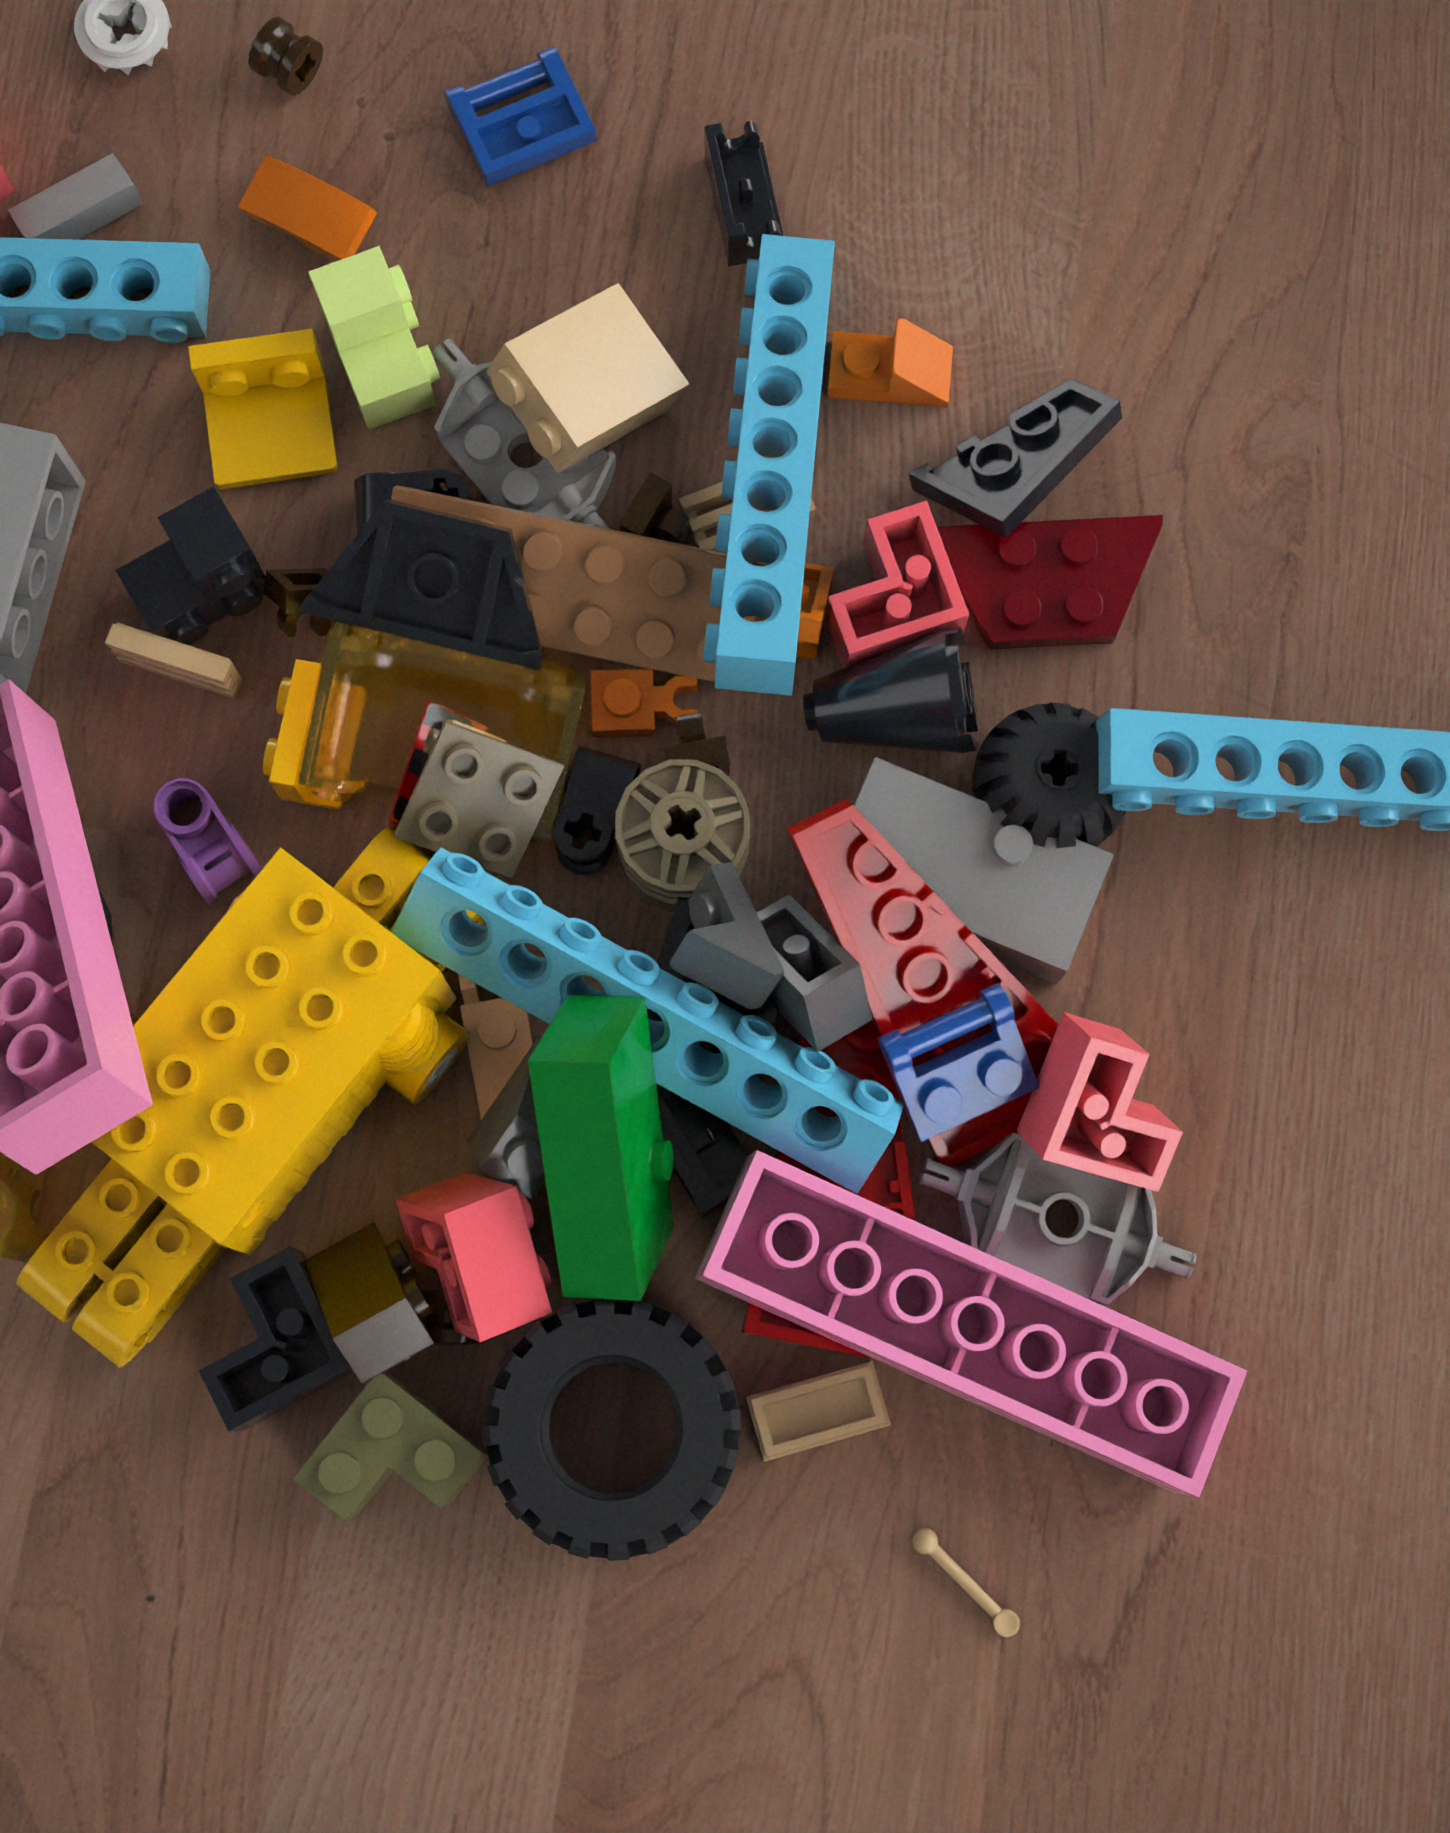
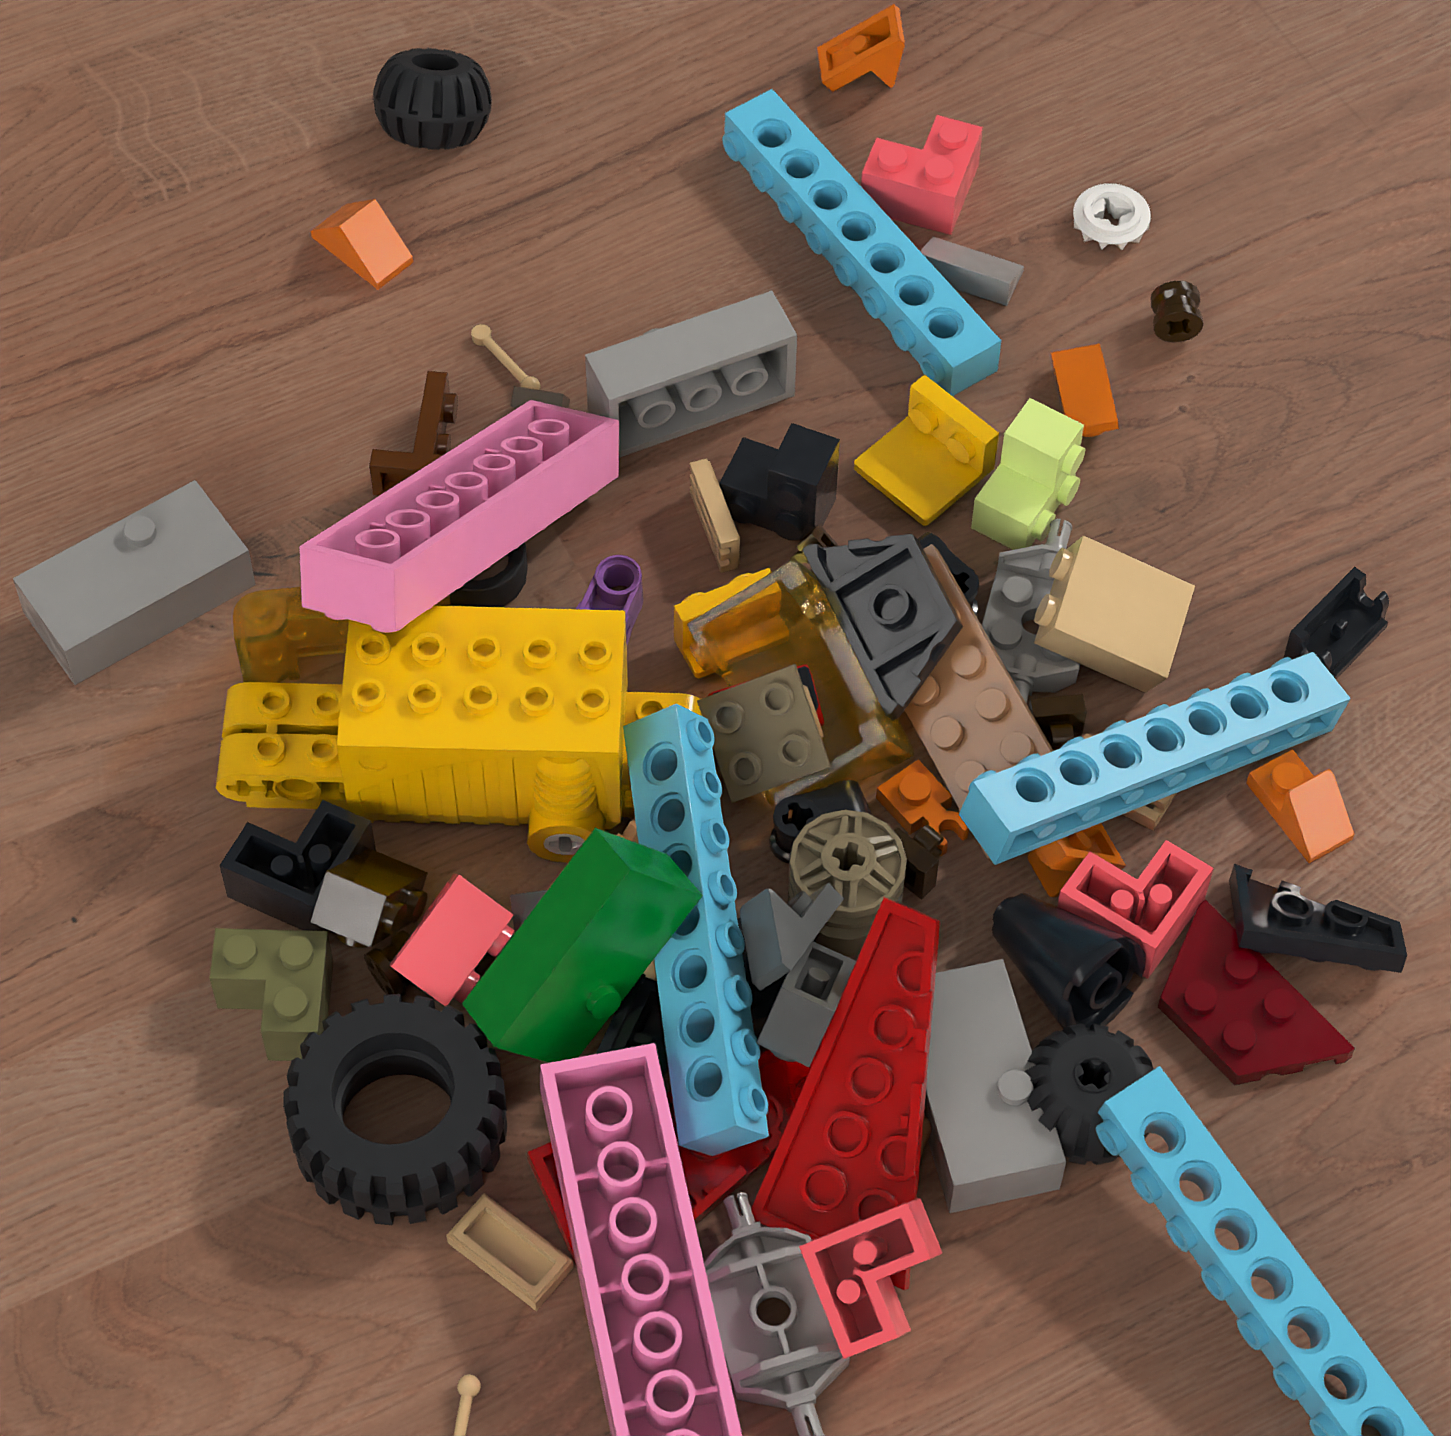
camera: 55 degrees right, 20 degrees down
(526, 130) = (1260, 477): blue plate -> none
(965, 1078) = (818, 1167): plate -> none

